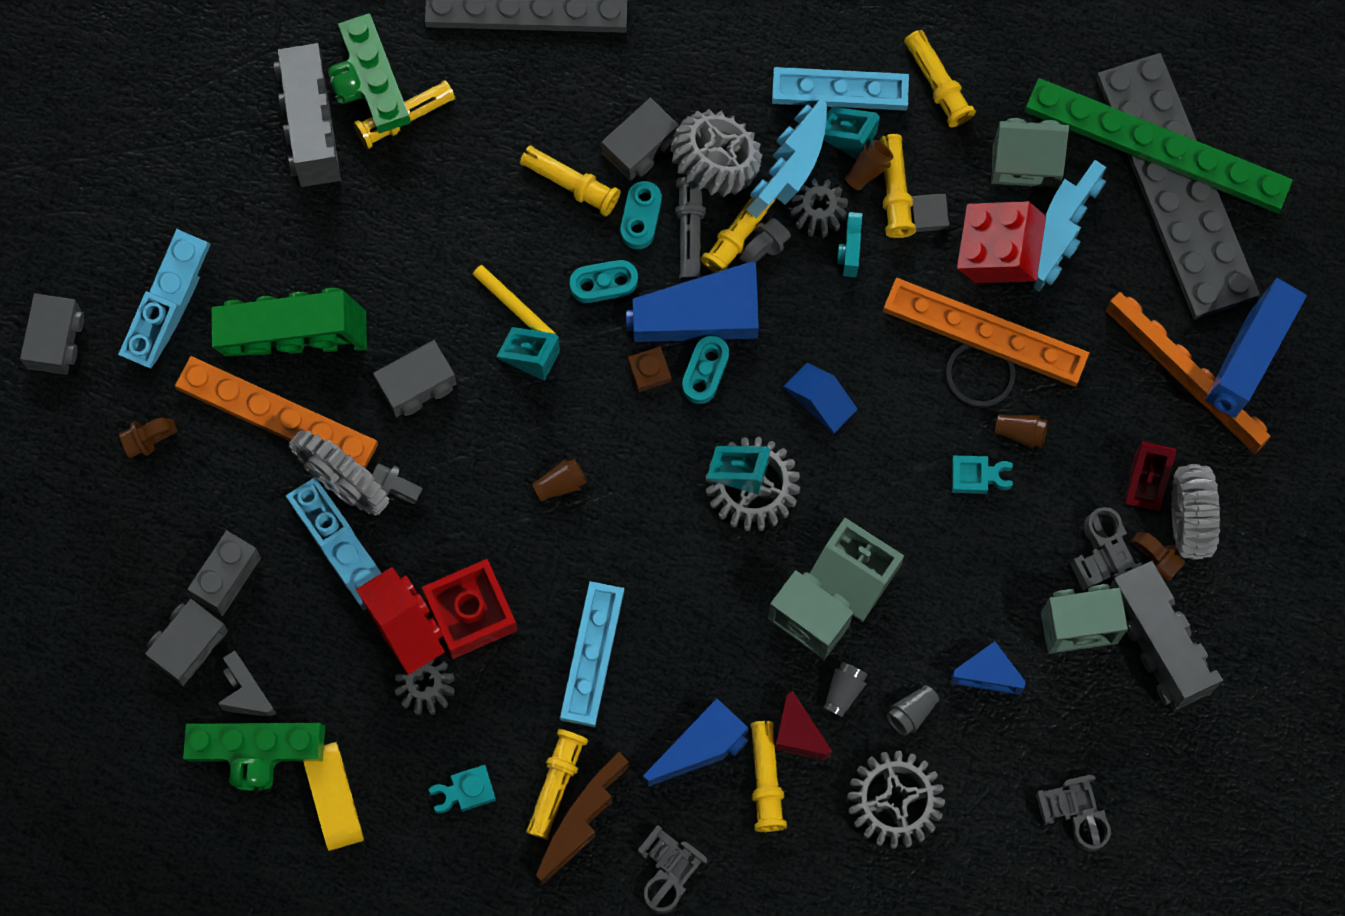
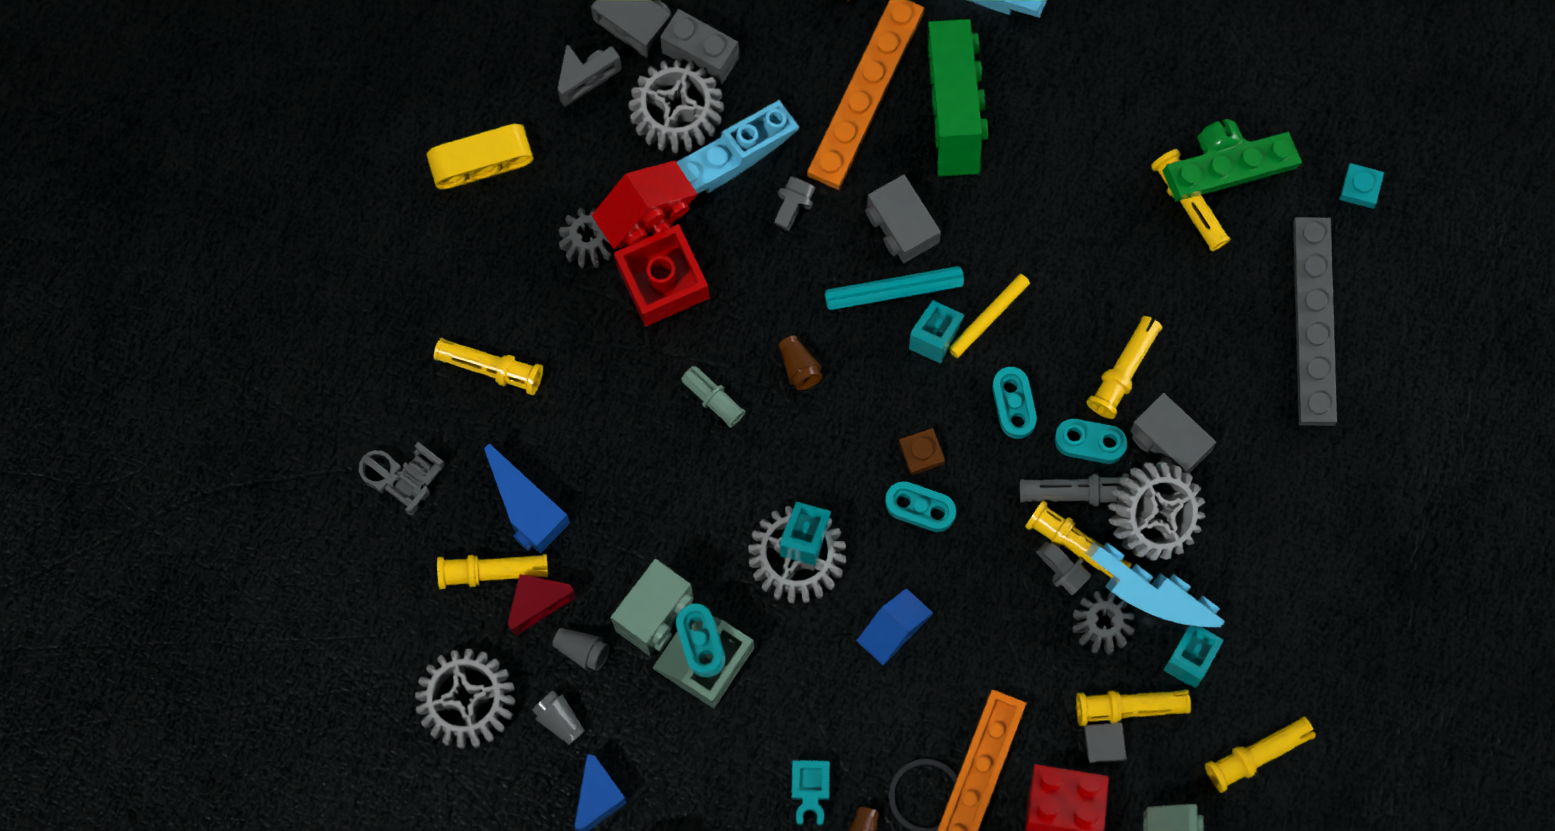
camera: 95 degrees right, 0 degrees up
(253, 748) = (524, 81): green plate -> none
(274, 591) = (651, 94): none -> light grey gear
(308, 115) = (1181, 103): wedge -> none
(339, 472) = (793, 140): light grey gear -> none
(470, 789) = (485, 284): teal plate -> none
(484, 391) = (894, 288): none -> teal axle
(574, 830) = (443, 383): reddish brown slope -> none
(591, 564) = (712, 396): none -> sand green axle
(592, 654) = (619, 397): medium azure plate -> none
(707, 306) = (987, 506): blue slope -> none
(840, 88) = (1242, 647): medium azure plate -> none
(849, 252) = (1054, 655): teal plate -> none
(849, 563) = (700, 642): none -> teal plate
(869, 164) = (1155, 676): reddish brown cone -> none

